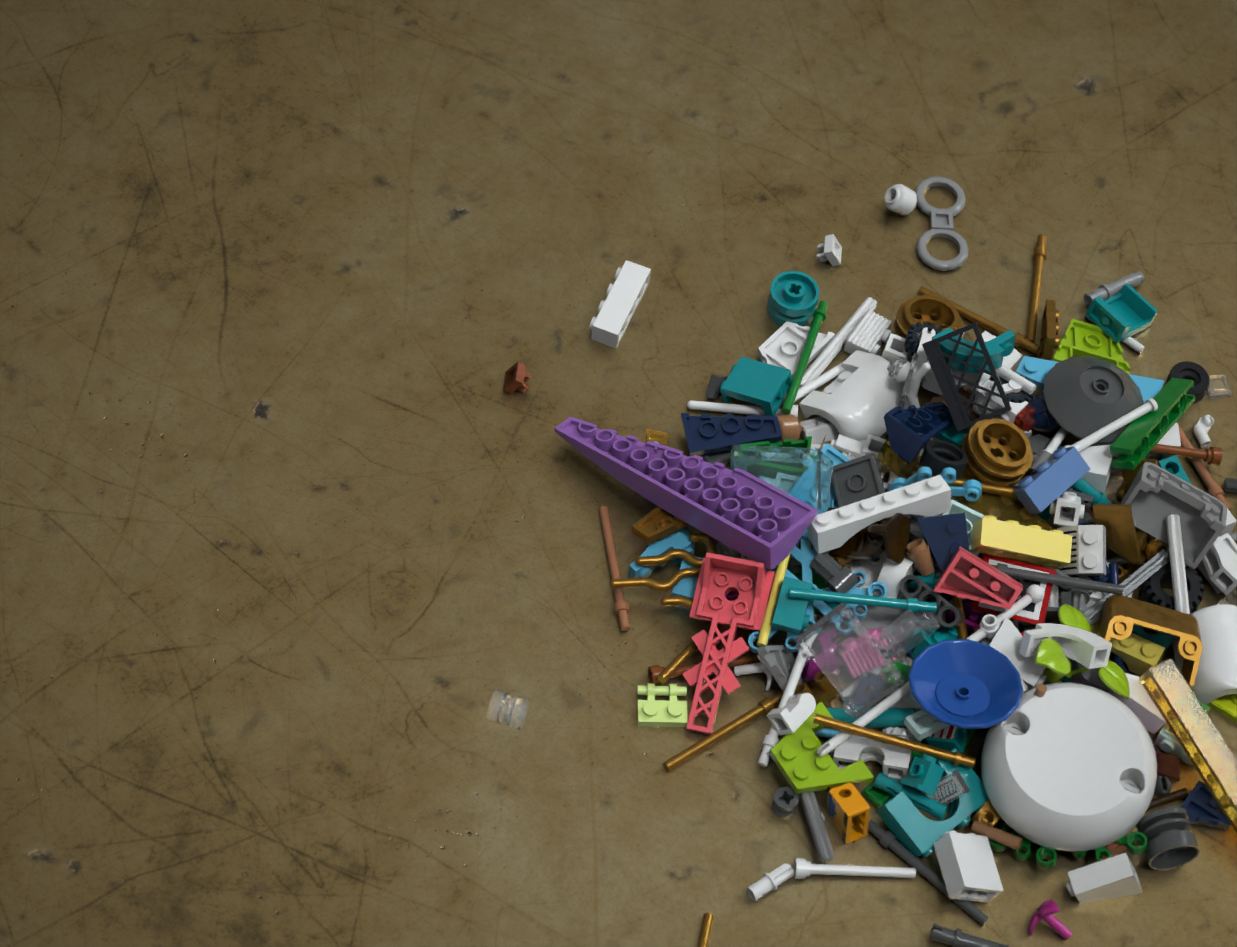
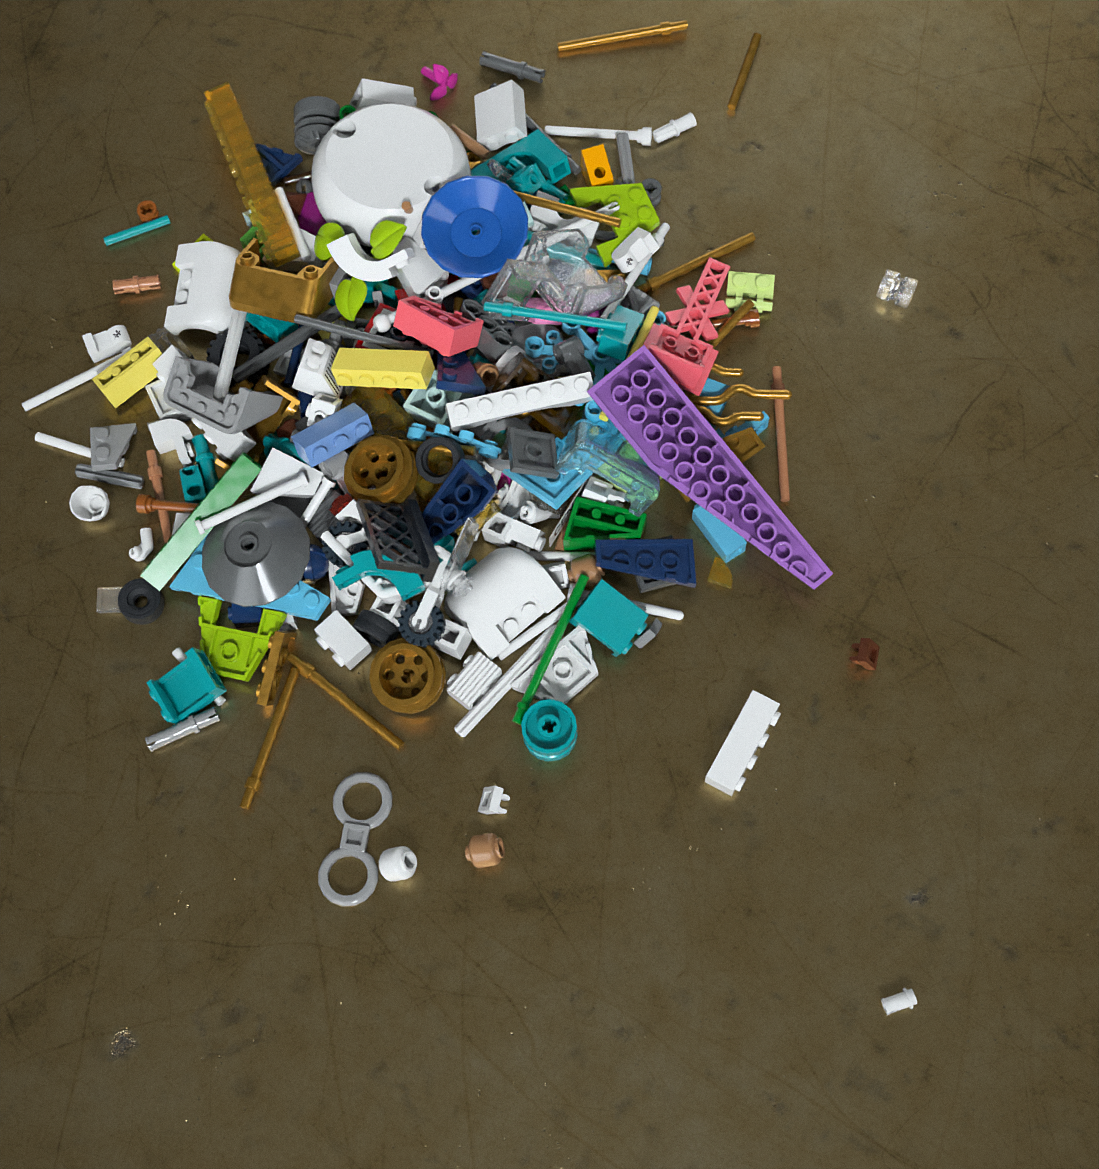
camera: 160 degrees left, 15 degrees up
(472, 138) = (899, 1001): none -> white pin
(829, 215) = (485, 850): none -> medium nougat head
(1158, 712) = (293, 225): none -> white bar

